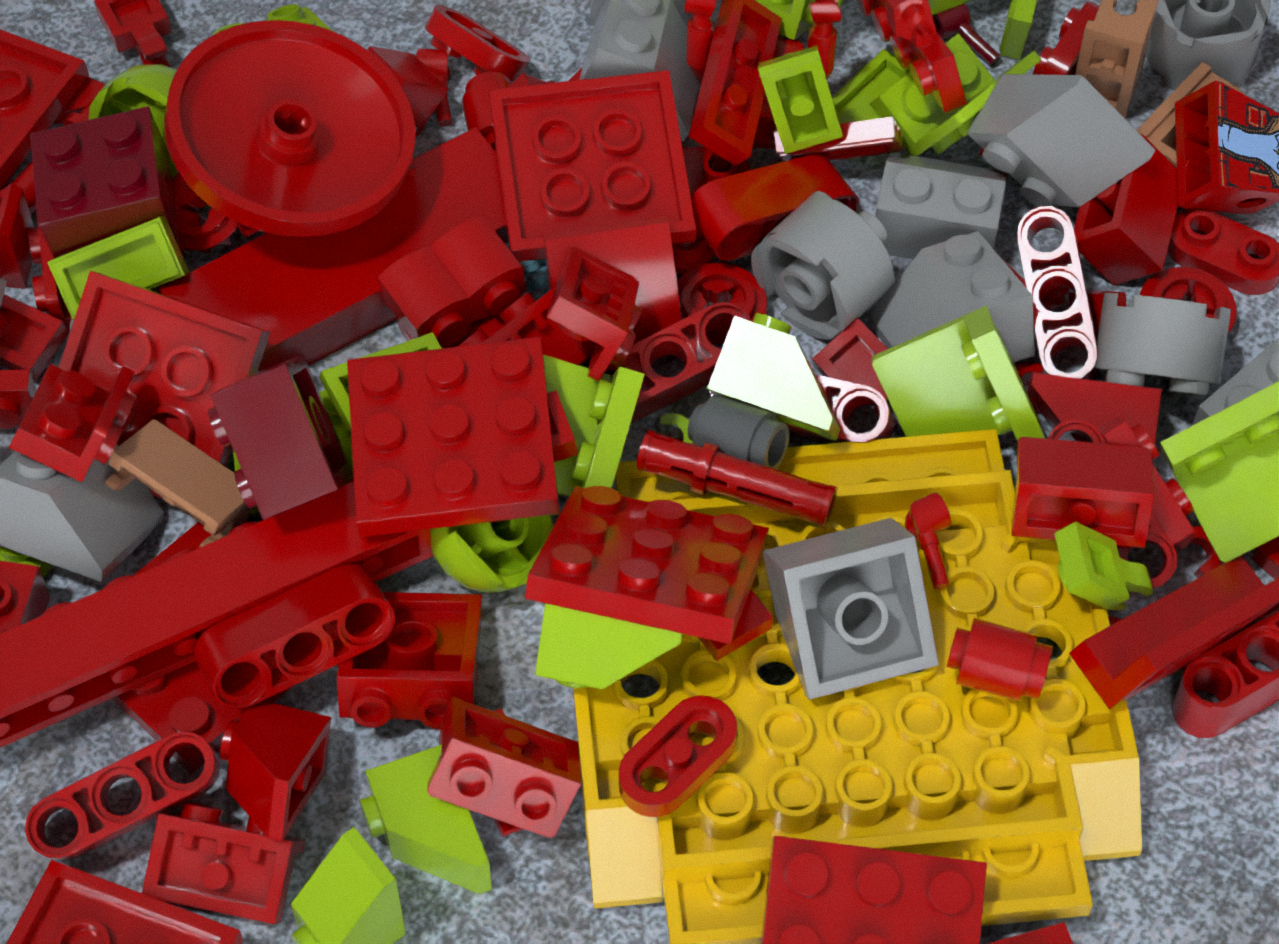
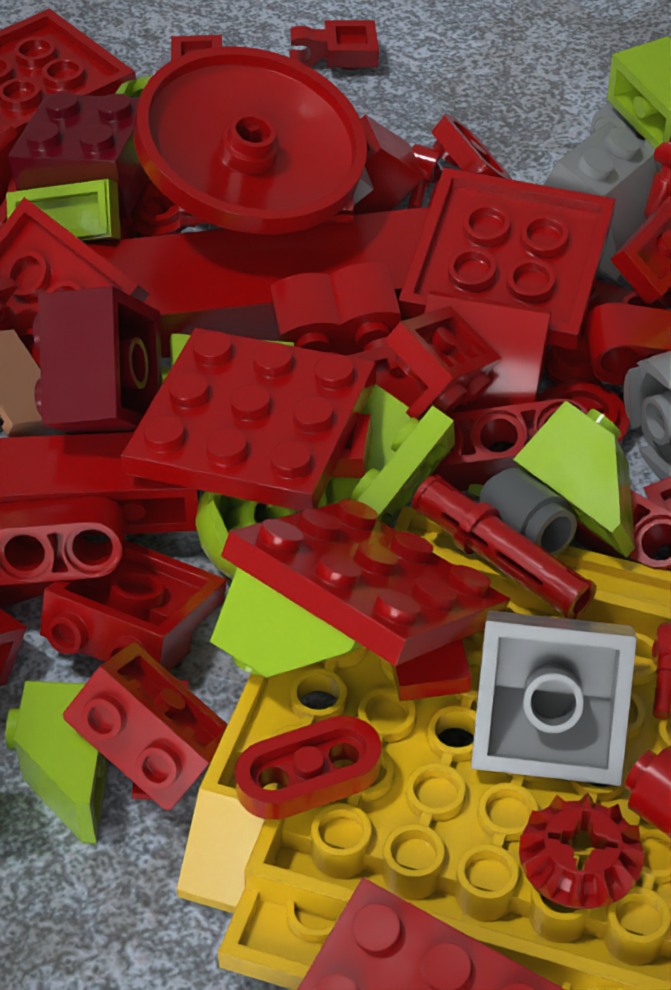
camera: 25 degrees right, 10 degrees down
(918, 759) = (549, 859): none -> red gear

